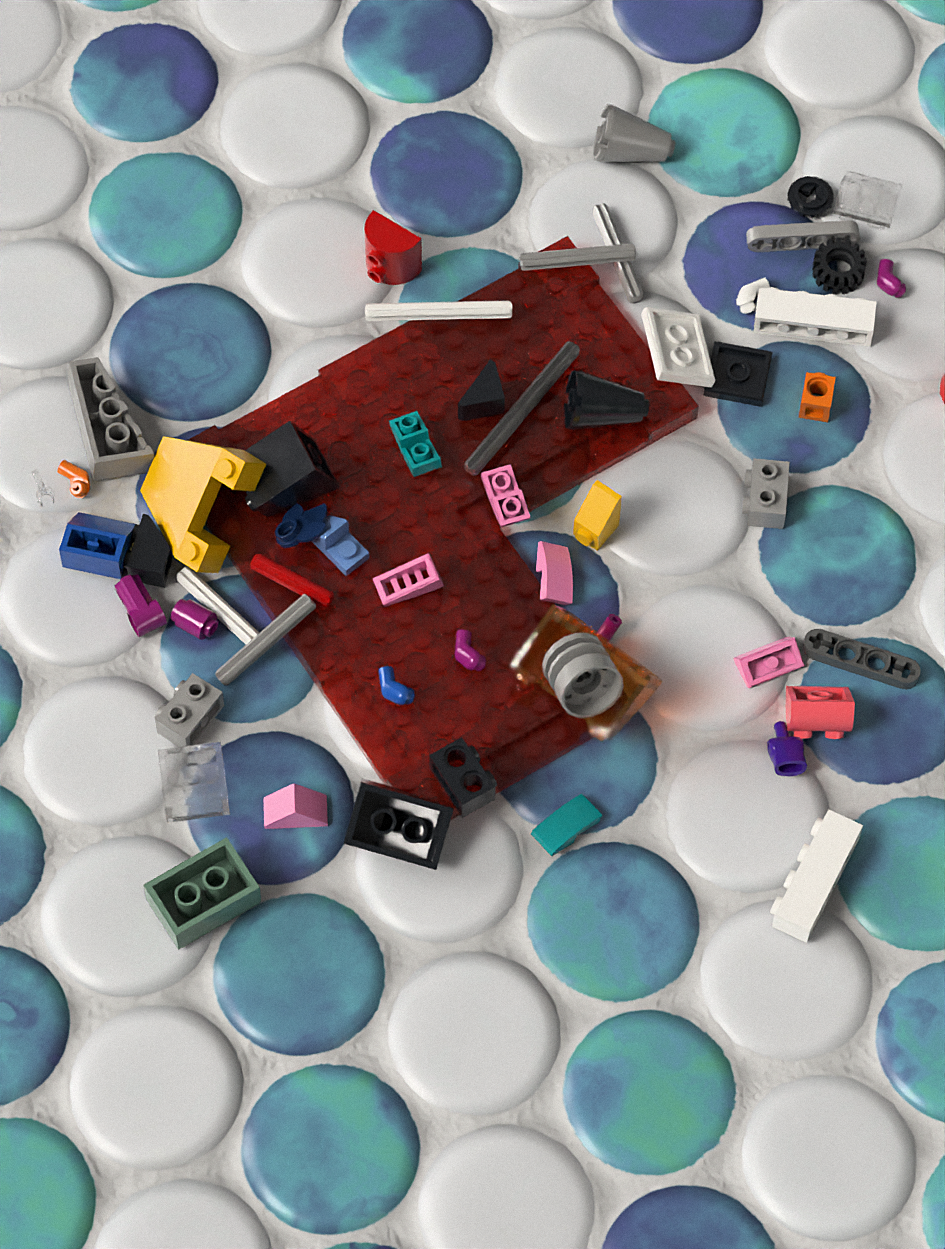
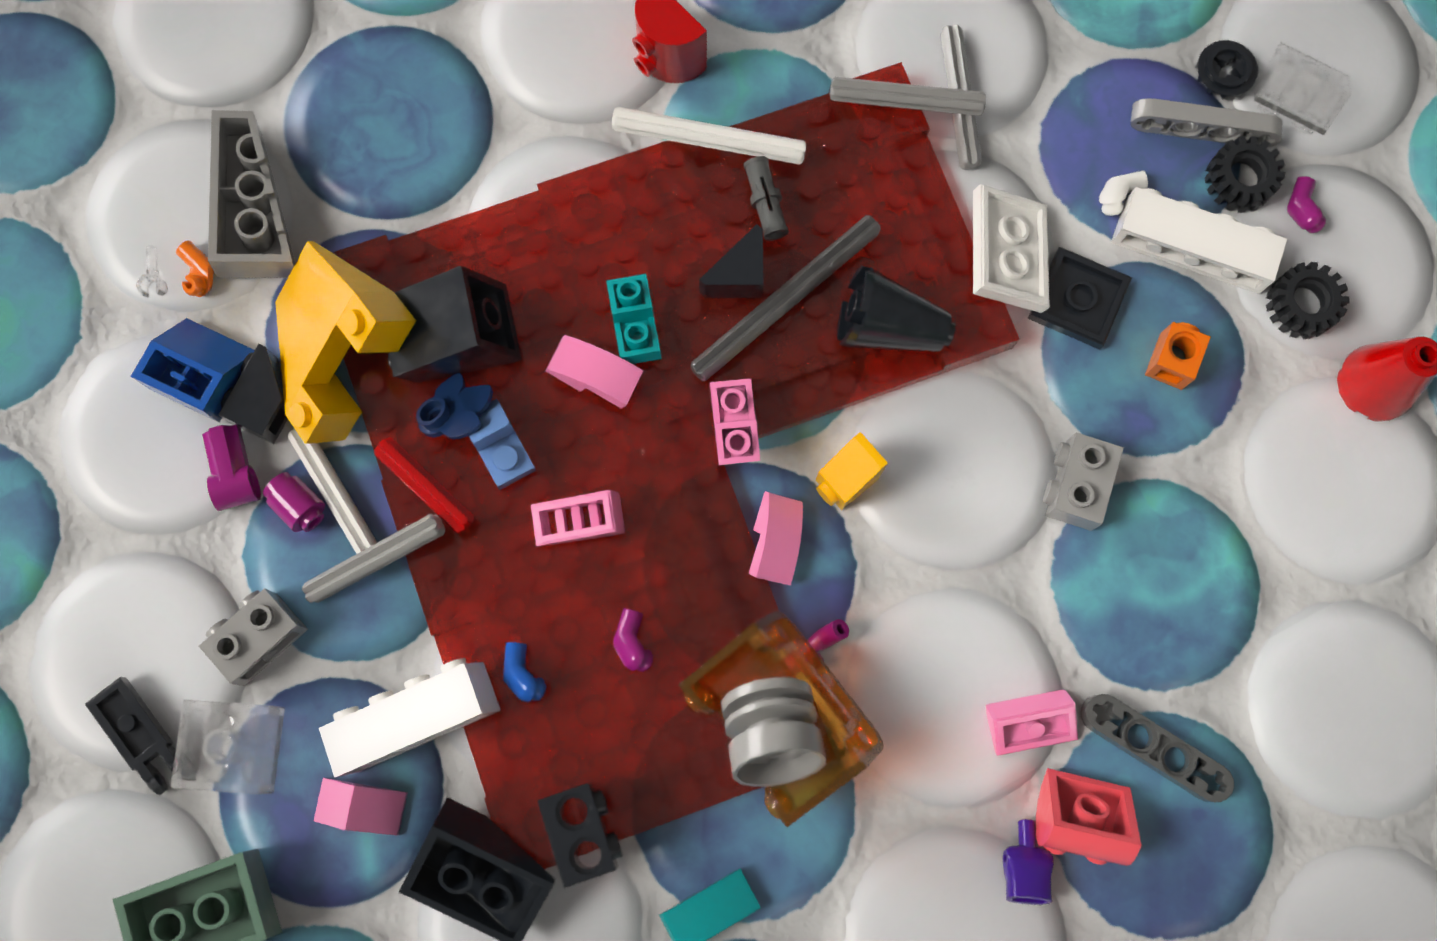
camera: 10 degrees right, 15 degrees up
(120, 792) = (133, 731): none -> black hinge
(321, 733) = (409, 718): none -> white brick
(391, 478) = (594, 368): none -> bright pink slope
(491, 344) = (766, 198): none -> dark grey pin
(905, 328) = (1324, 288): none -> black tyre

